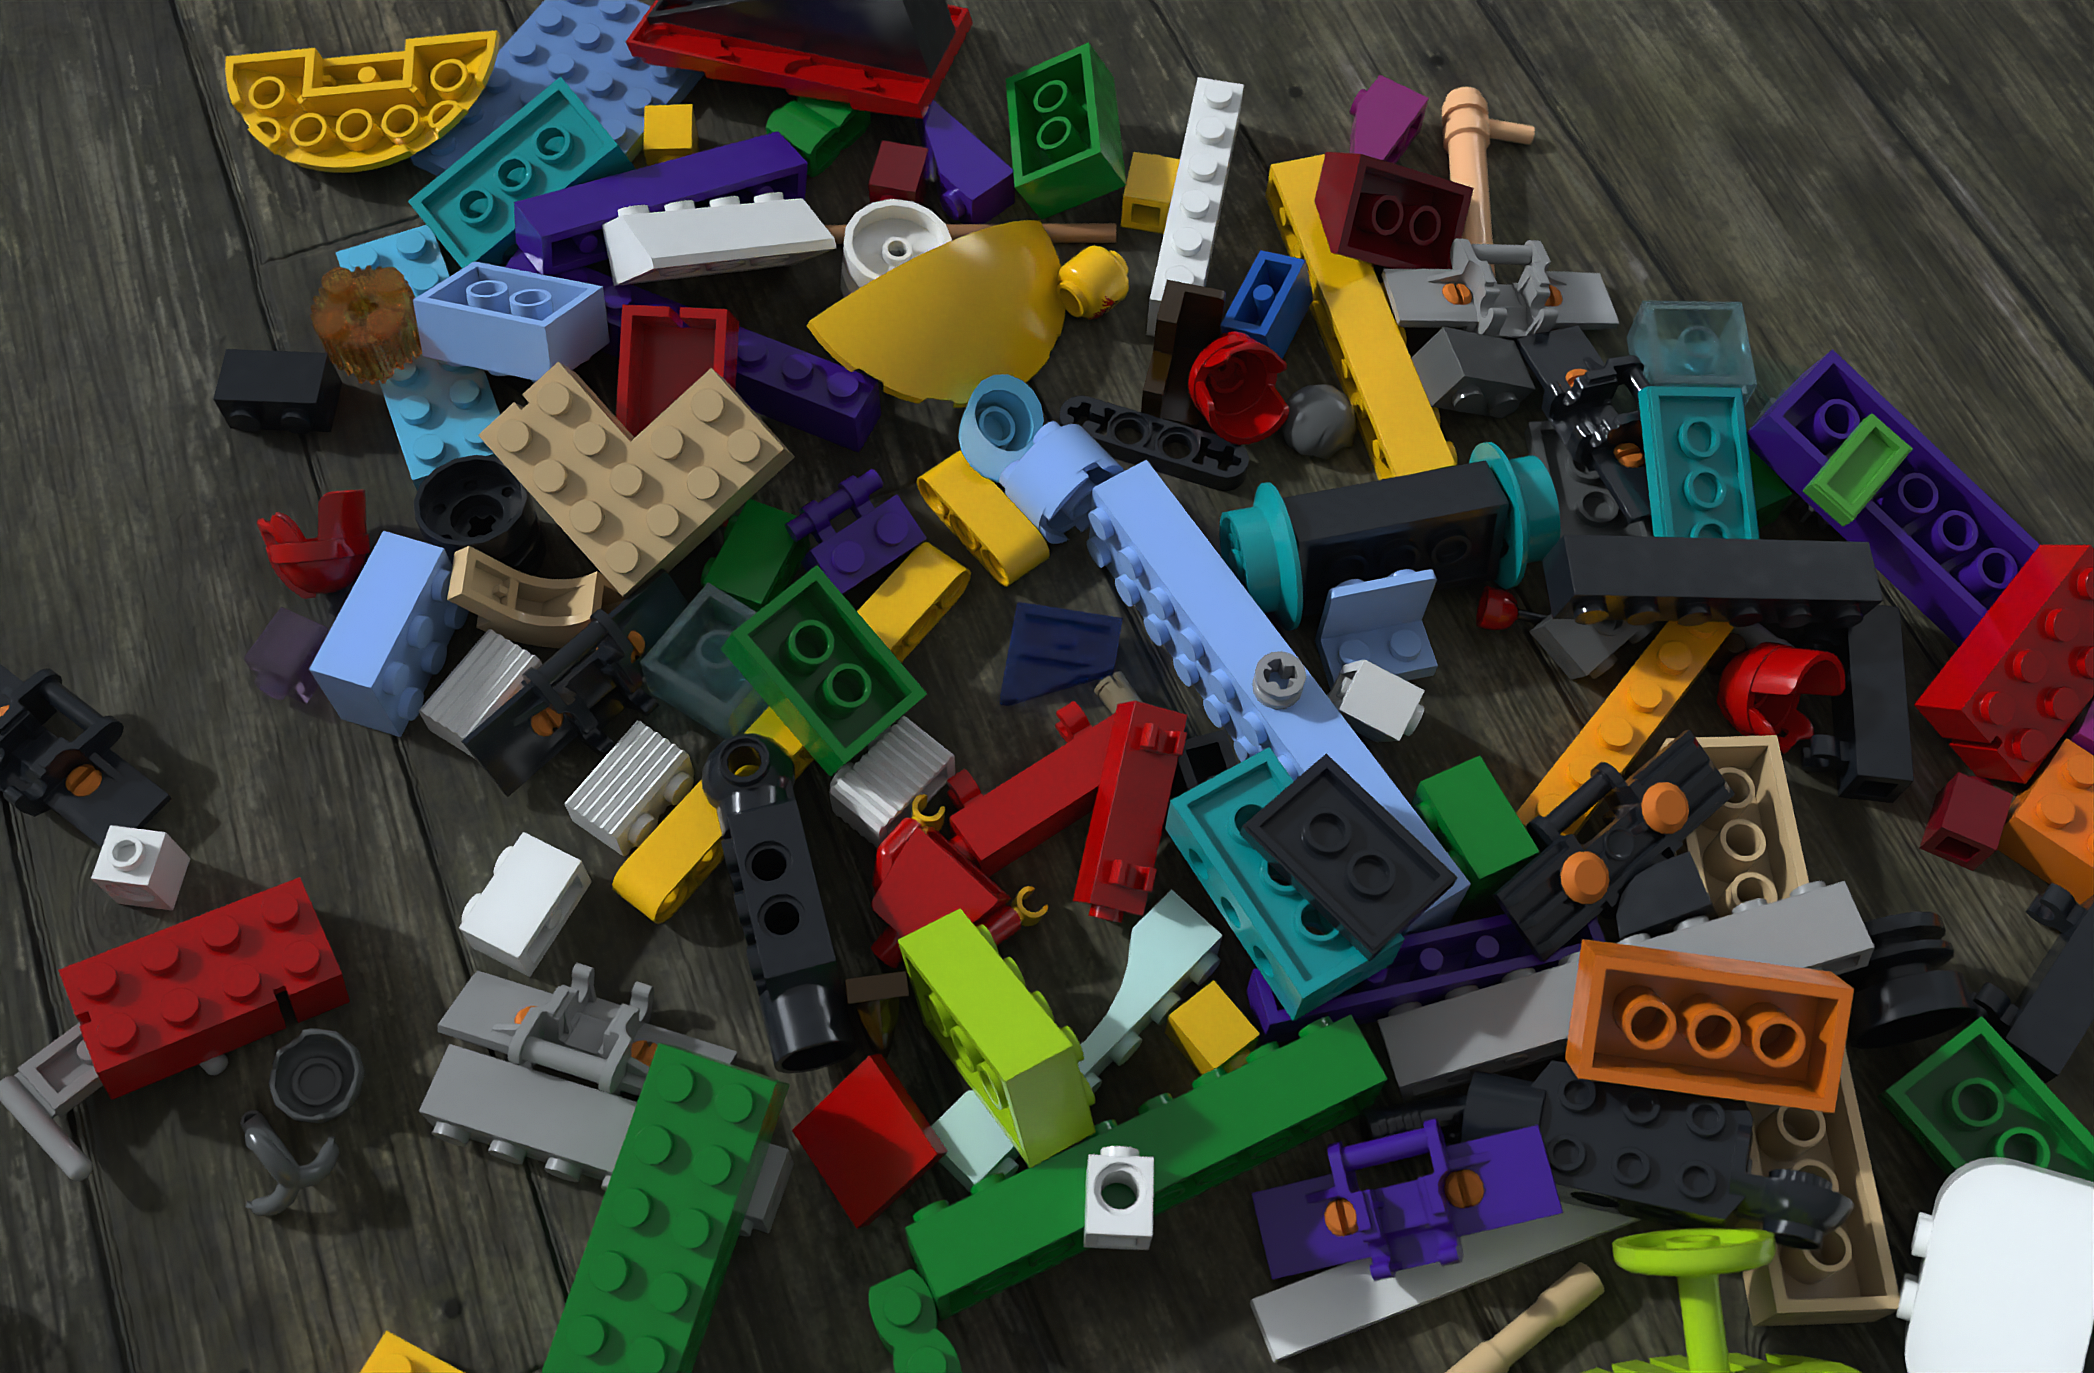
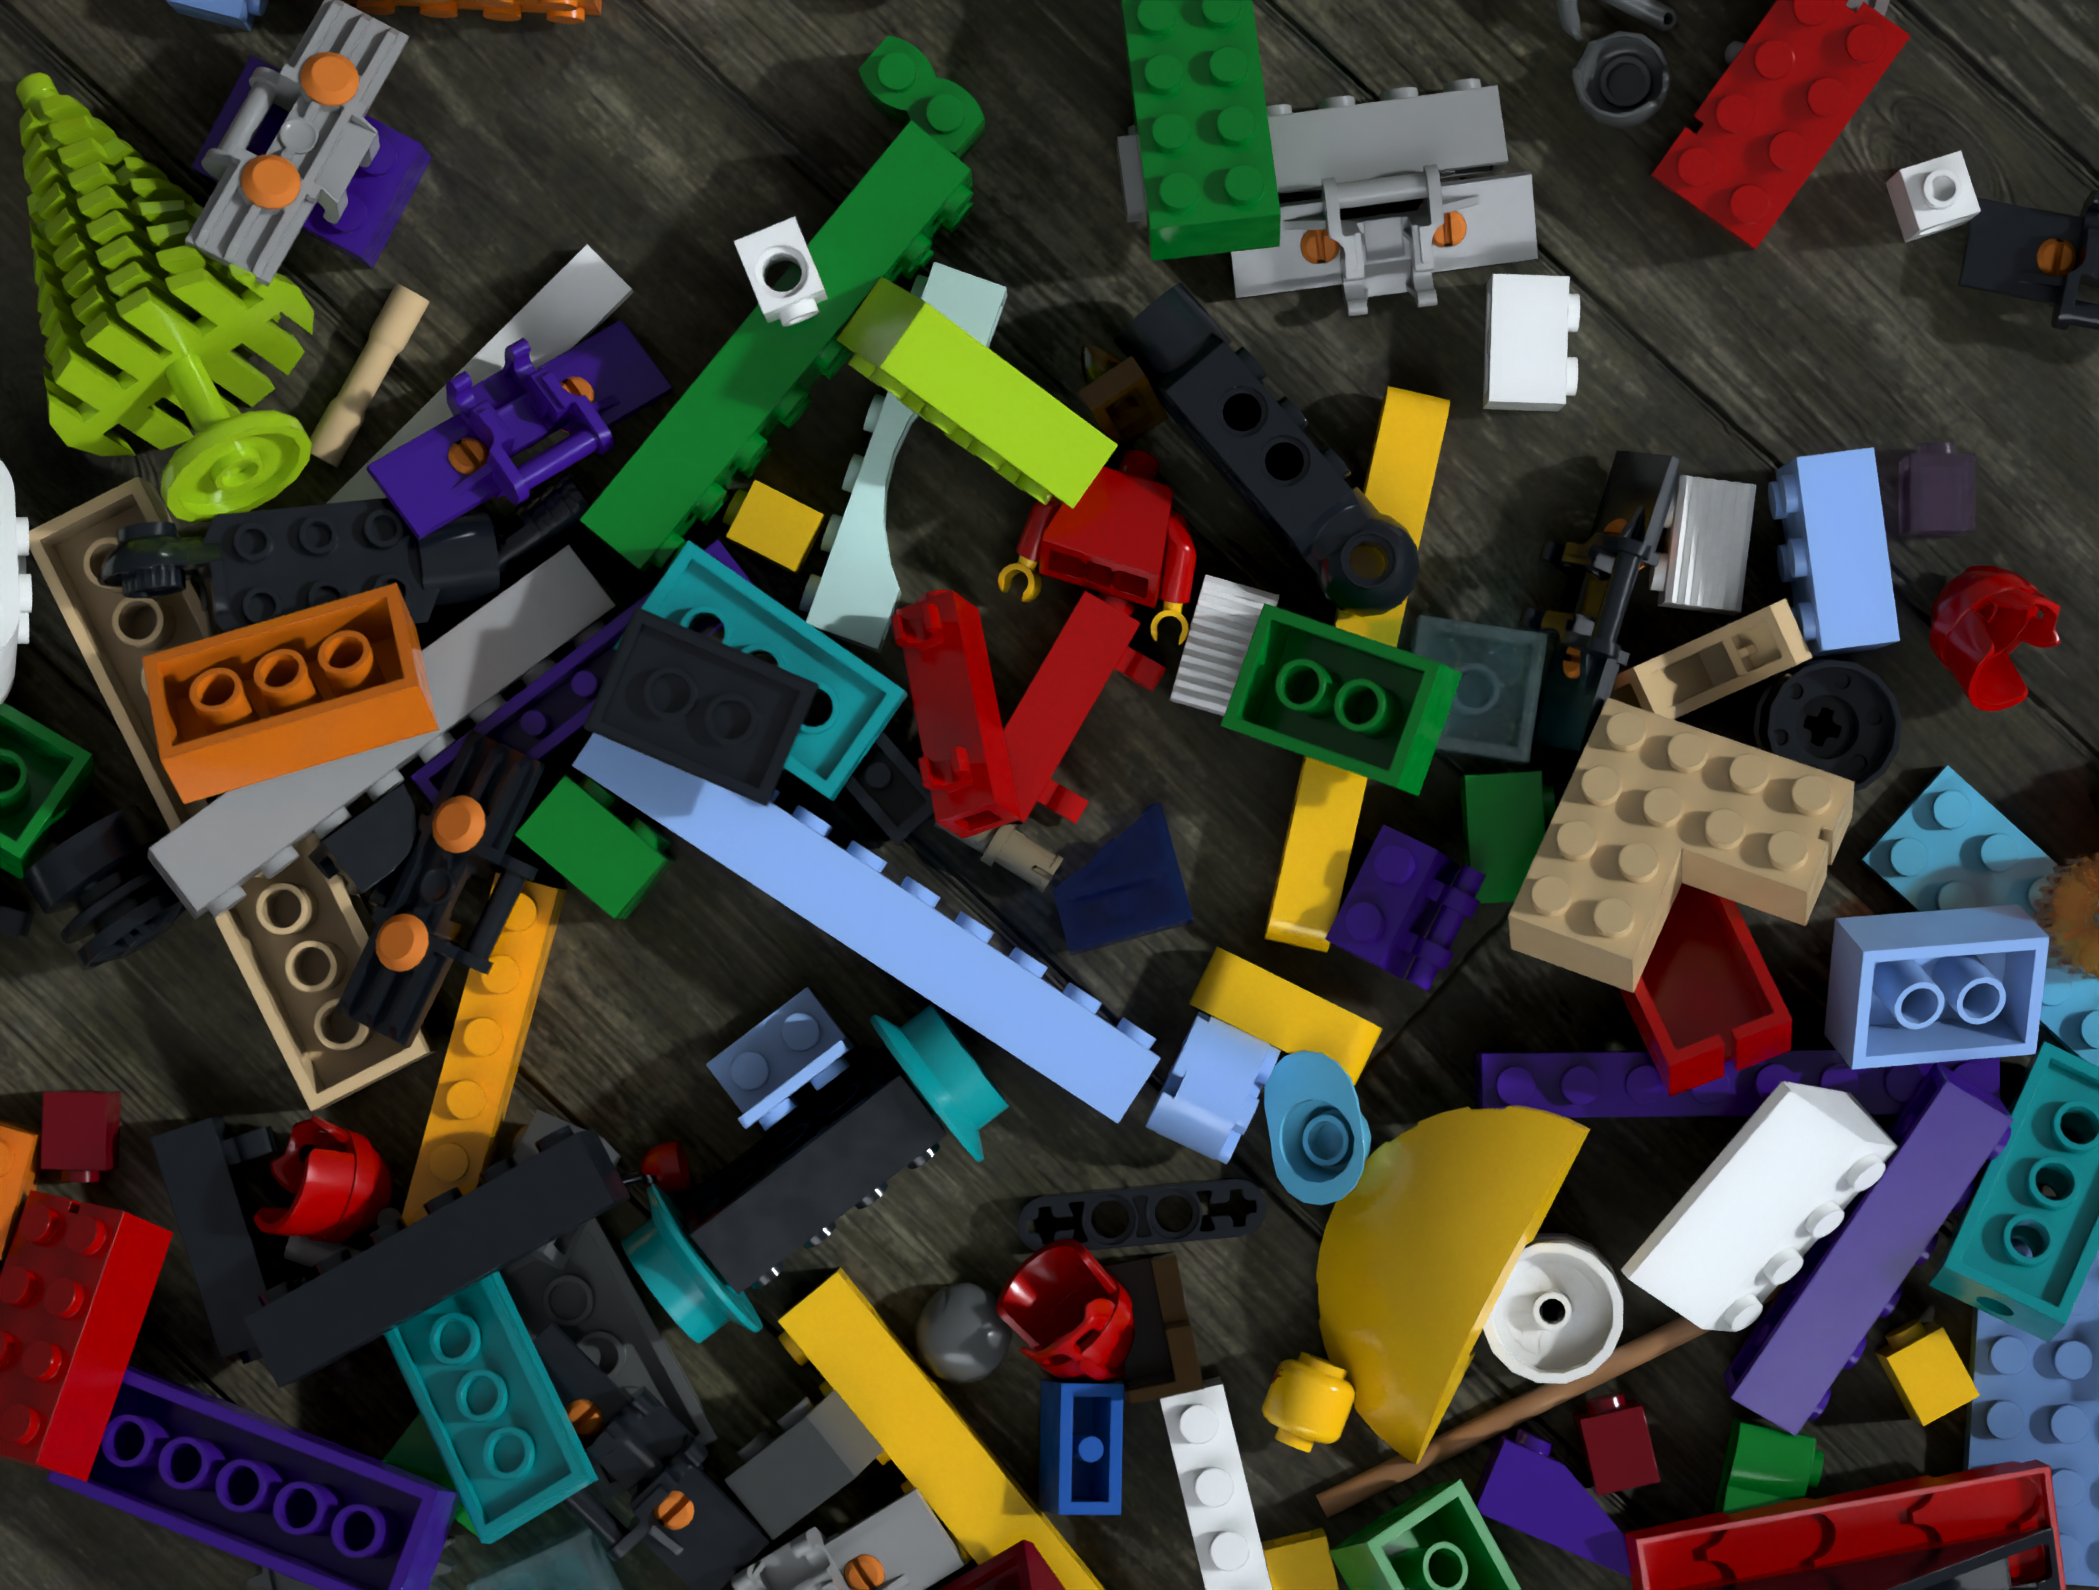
camera: 160 degrees right, 25 degrees up
(631, 789) = (1490, 513): white brick -> none
(869, 1140) = (1058, 262): red tile -> none
(1288, 668) = (857, 881): light grey bush -> none
(1376, 701) = (754, 955): white brick -> none
(1857, 470) = (316, 1469): bright green tile -> none

